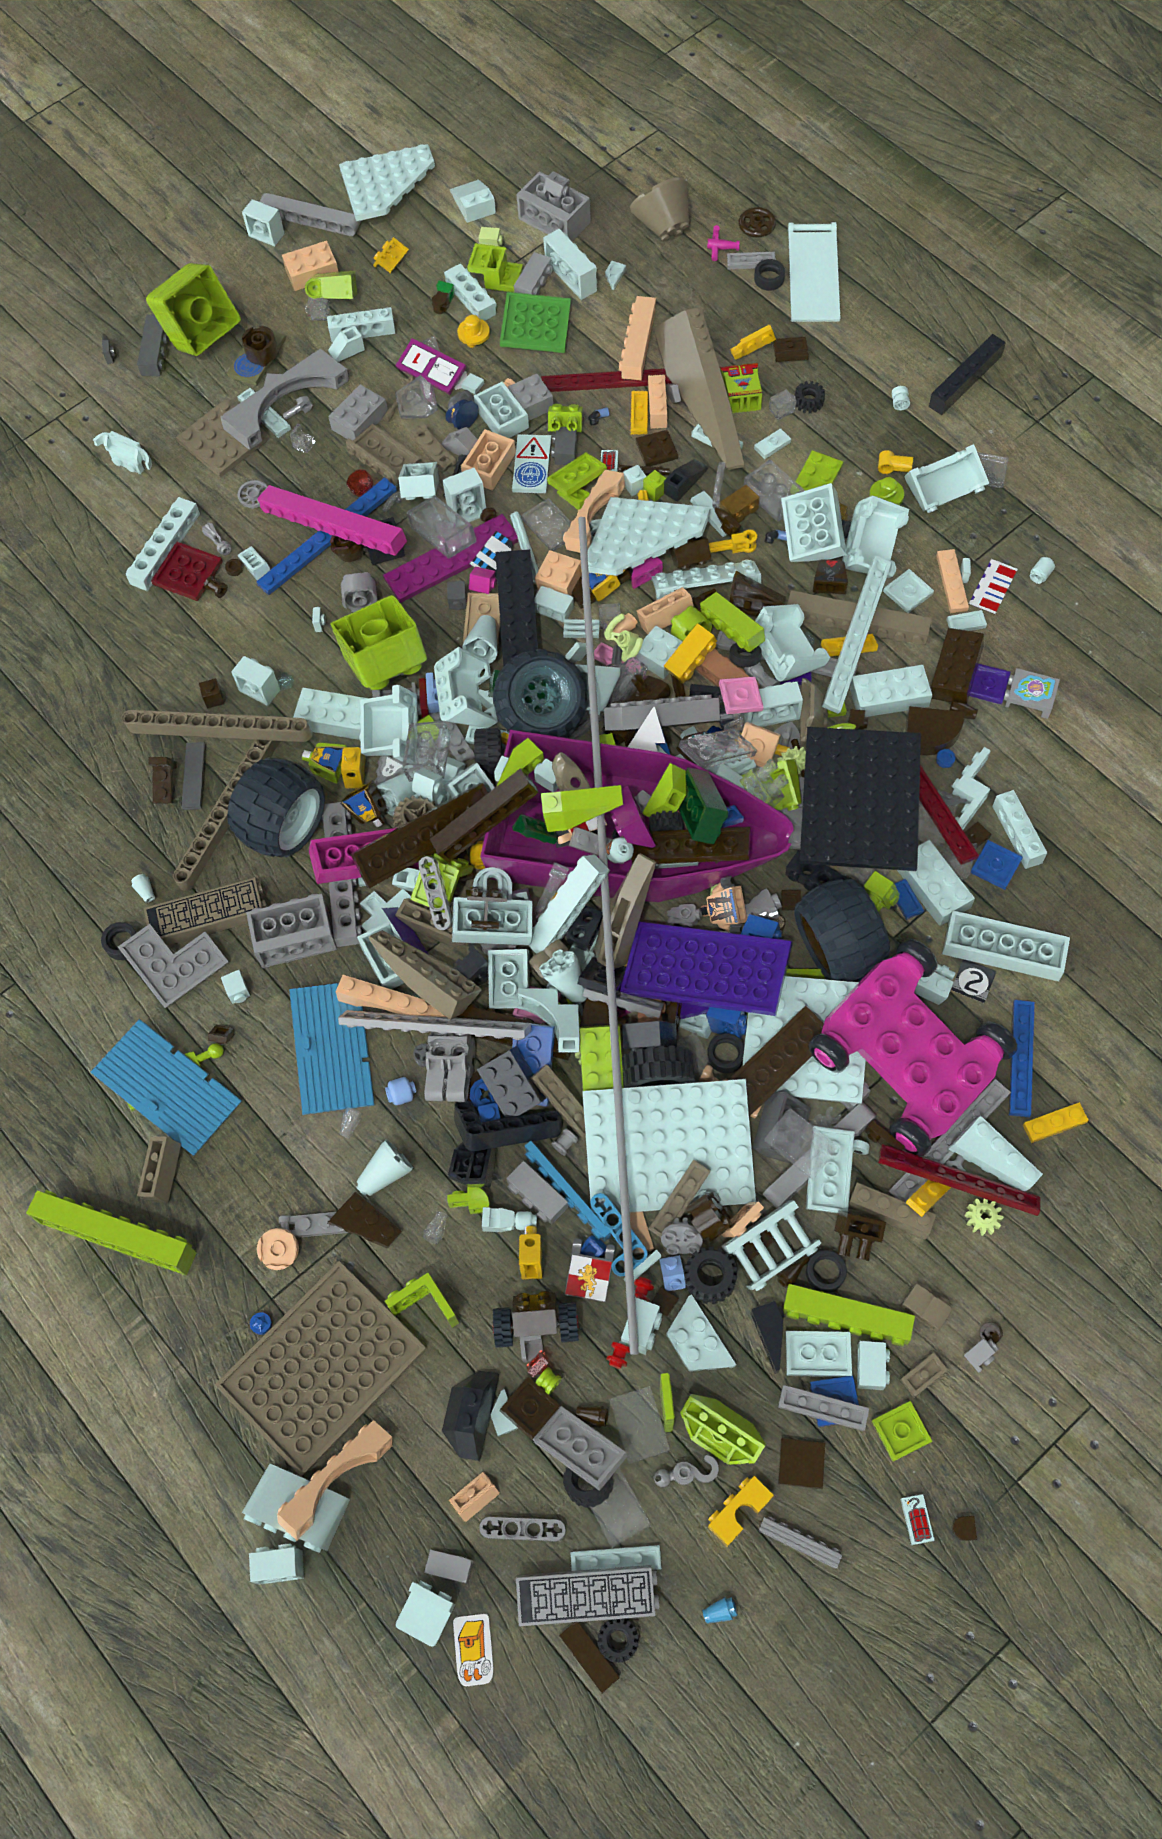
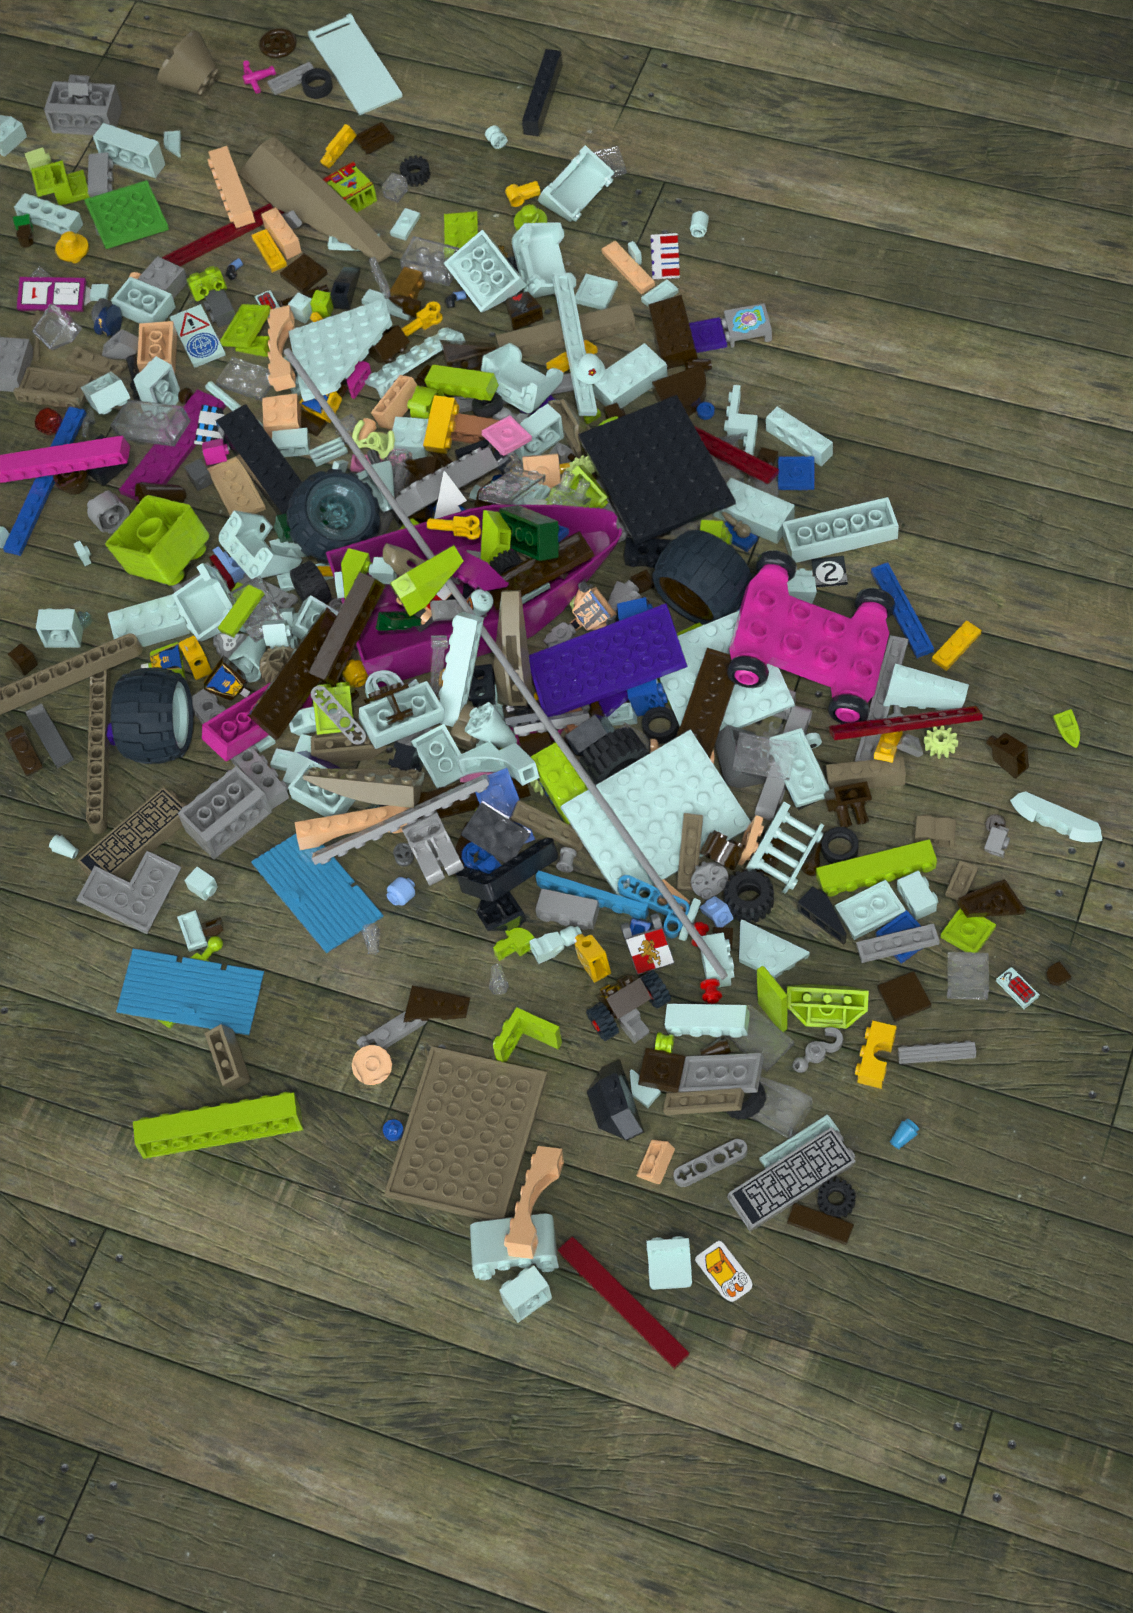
camera: 25 degrees left, 5 degrees down
(110, 932) = (60, 891): black tyre -> none
(204, 1023) = (192, 931): none -> light aqua tile
(363, 1626) = (623, 1302): none -> dark red tile
(383, 1169) = (425, 956): light aqua cone -> none
(408, 747) = (241, 611): none -> lime tile
(412, 599) = (165, 491): none -> dark brown cone
(448, 1566) = (667, 1222): light grey slope -> none
(483, 639) = (248, 497): light aqua cone -> none
(537, 1364) = (648, 1035): clear red plate -> none
(548, 1466) = (703, 1101): none -> dark tan plate
(600, 1382) = (707, 1020): none -> light aqua brick
(646, 769) = (459, 525): none -> yellow connector
(855, 666) = (589, 369): none -> light aqua hat
(874, 1480) = (967, 975): none -> clear brick
(878, 1134) = (821, 723): dark brown plate -> none
(912, 896) = (742, 530): none -> dark tan bar
(940, 1414) = (991, 900): none -> dark brown wing
(951, 1204) = (910, 745): none -> light grey tile
(1044, 1267) = (1009, 754): none -> dark brown torso
(1060, 1369) = (1056, 817): none -> light aqua brick
(1119, 1270) = (1068, 727): none -> lime plate

